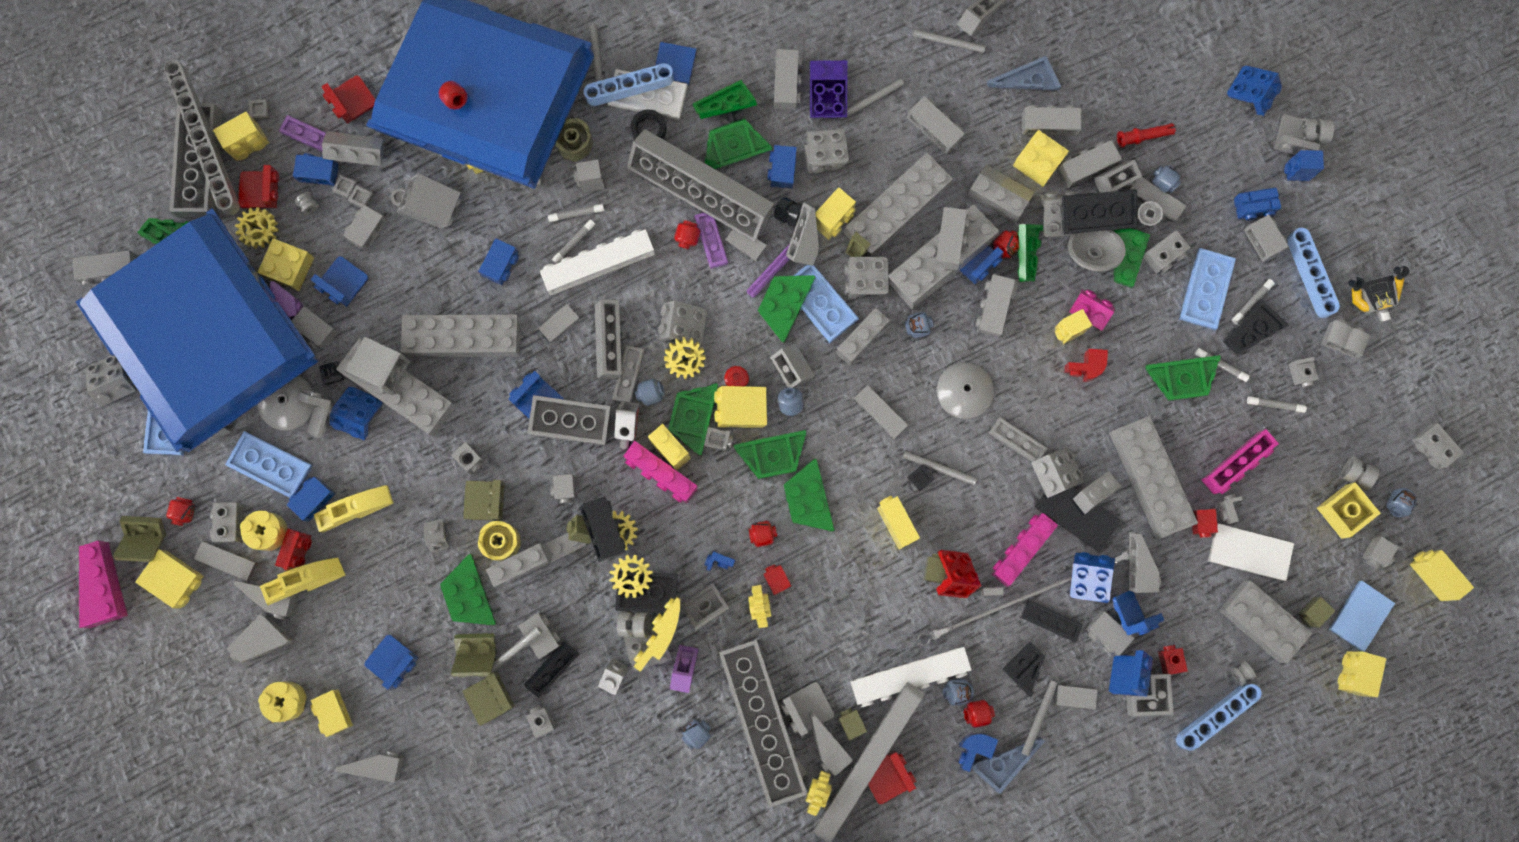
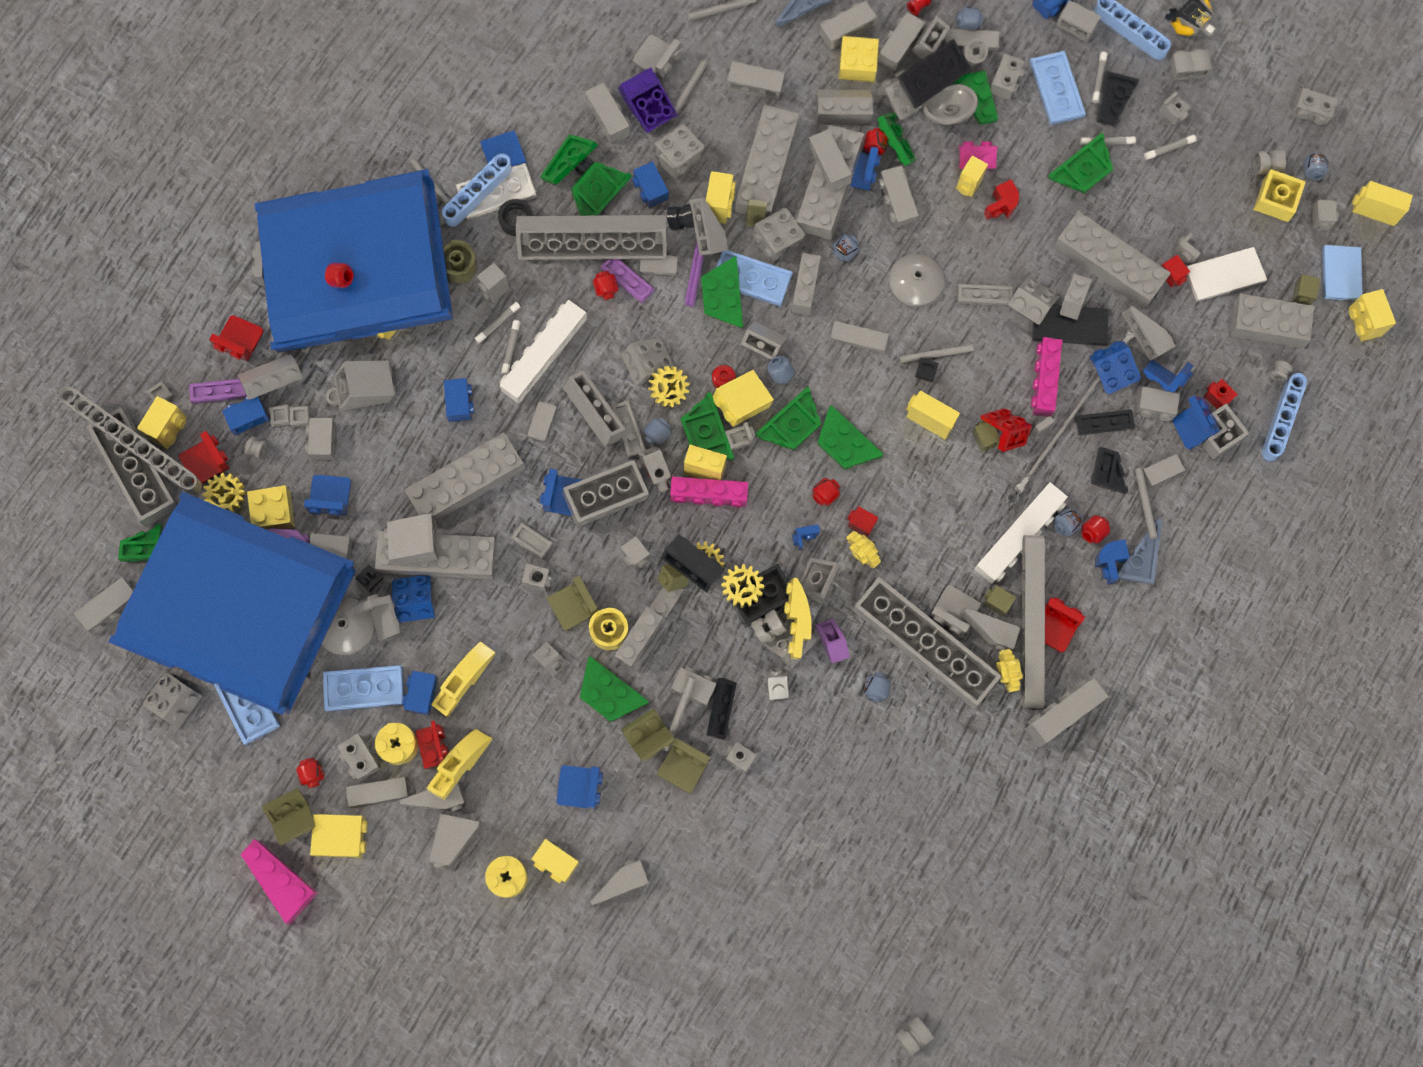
camera: 35 degrees left, 5 degrees down
(485, 423) = (532, 541): none -> light grey tile
(862, 52) = (658, 55): none -> light grey bracket
(1239, 462) = (1171, 207): dark pink brick -> none

